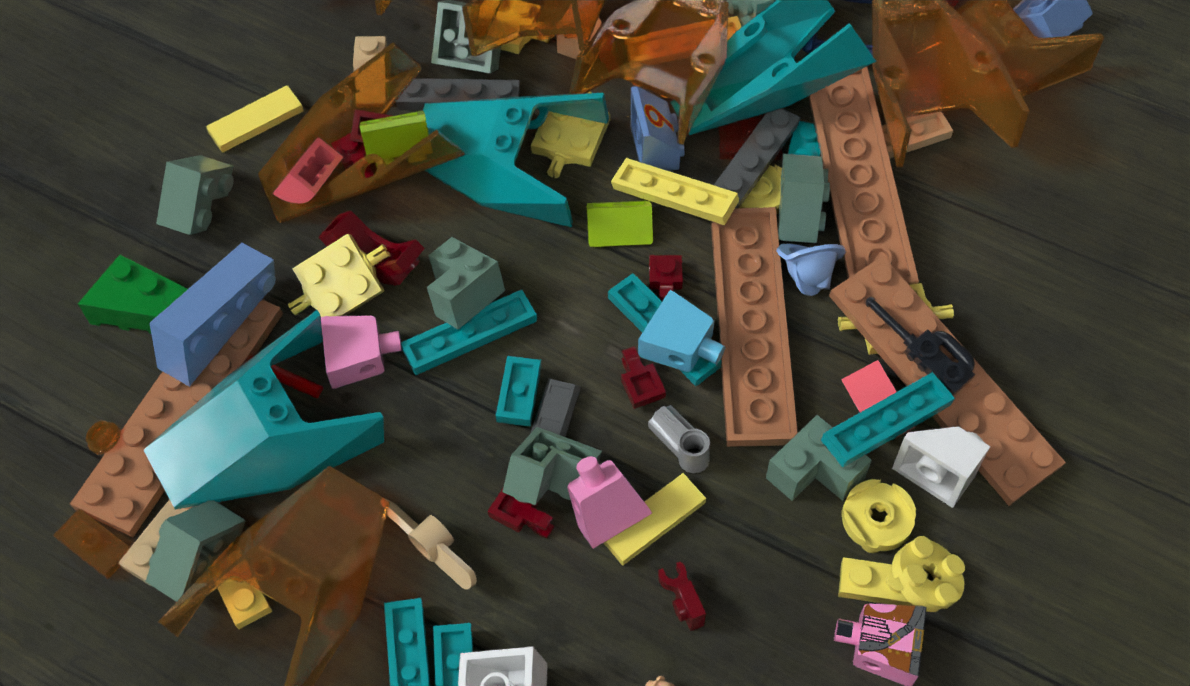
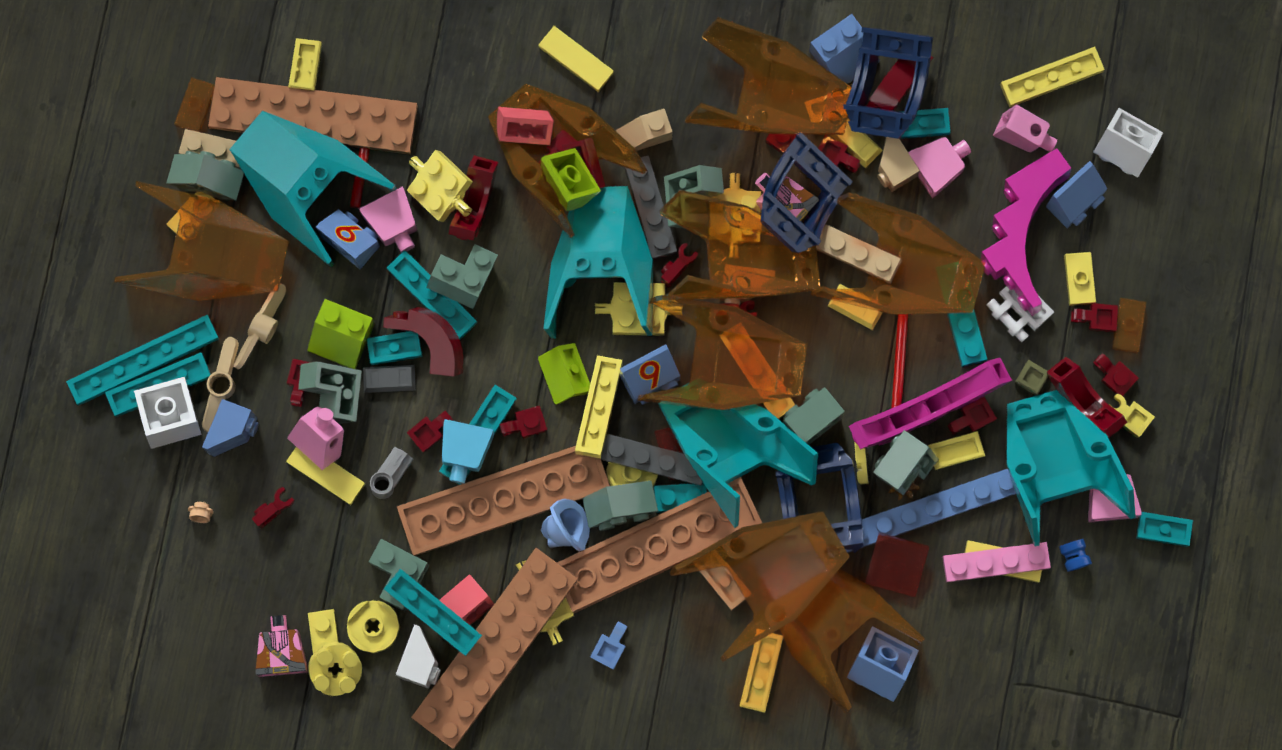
camera: 70 degrees right, 20 degrees up
(102, 437) = (270, 75): clear orange plate -> none
(110, 393) = (305, 64): none -> light yellow plate
(129, 296) = (382, 52): green wedge -> none
(189, 192) = (483, 46): sand green brick -> none
(210, 312) = (380, 111): medium blue wedge -> none
(365, 392) = (348, 238): none -> medium blue slope
(471, 603) = (224, 369): none -> tan piece
(475, 445) = (340, 334): none -> lime slope
(531, 326) = (439, 335): none -> dark red arch
(539, 79) = (672, 271): none -> dark red plate
(551, 609) = (230, 428): none -> medium blue slope
(927, 355) = (499, 628): black piece -> none
(968, 261) = (608, 648): none -> medium blue plate
(1046, 136) = (761, 673): none -> light yellow tile

